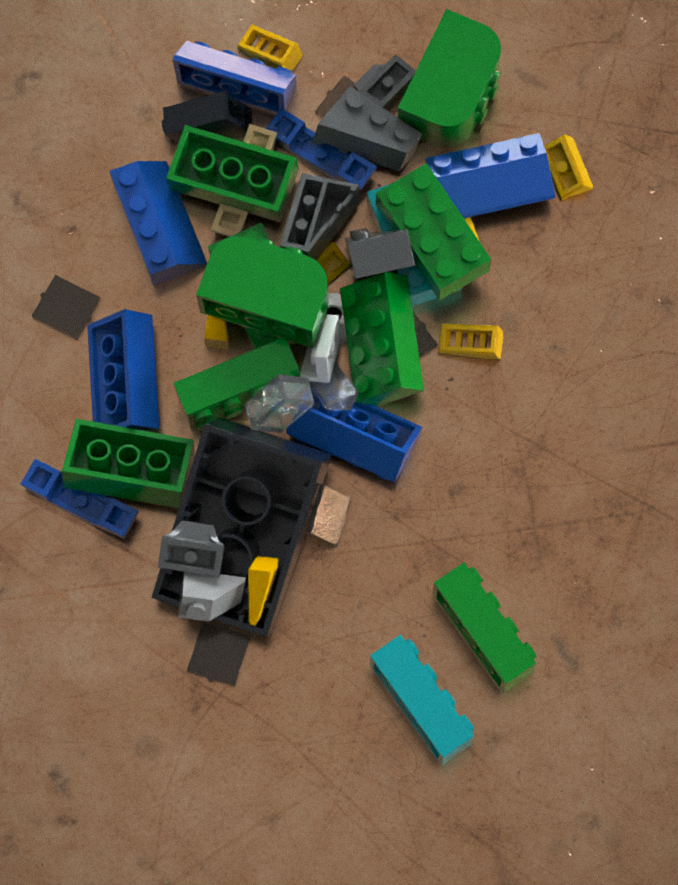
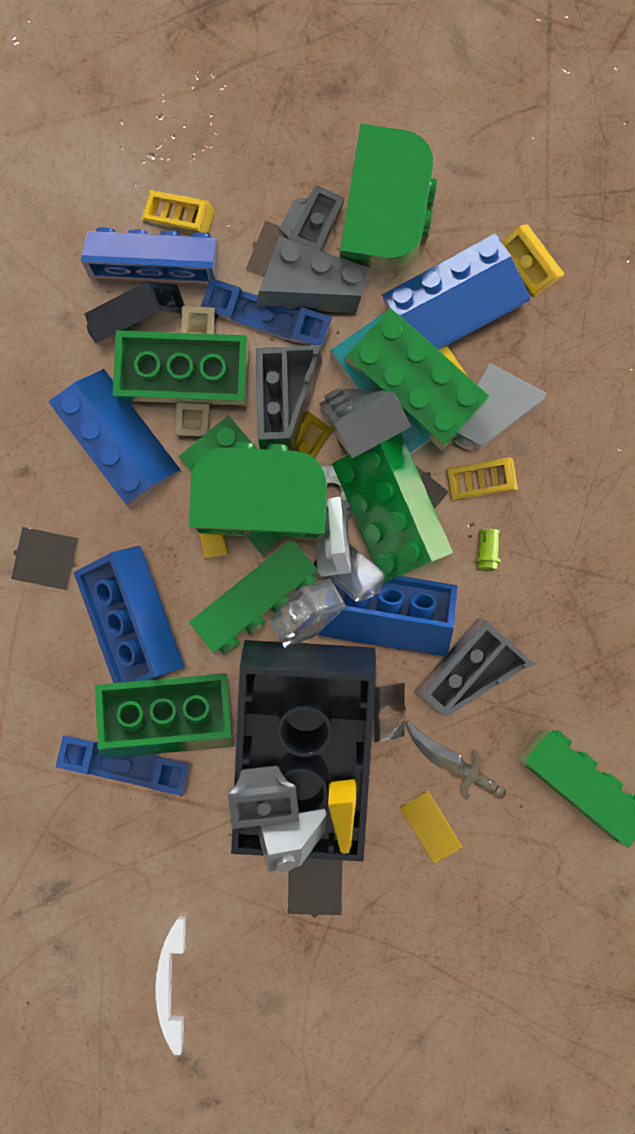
camera: 20 degrees left, 10 degrees up
(76, 665) = (171, 1025): none -> white slope
(337, 630) = (431, 827): none -> yellow slope
(373, 579) = (455, 764): none -> piece
(413, 498) = (472, 667): none -> dark grey wedge
(421, 699) = (550, 888): teal brick -> none
(456, 408) = (488, 549): none -> lime pin
(507, 282) = (507, 403): none -> light grey slope

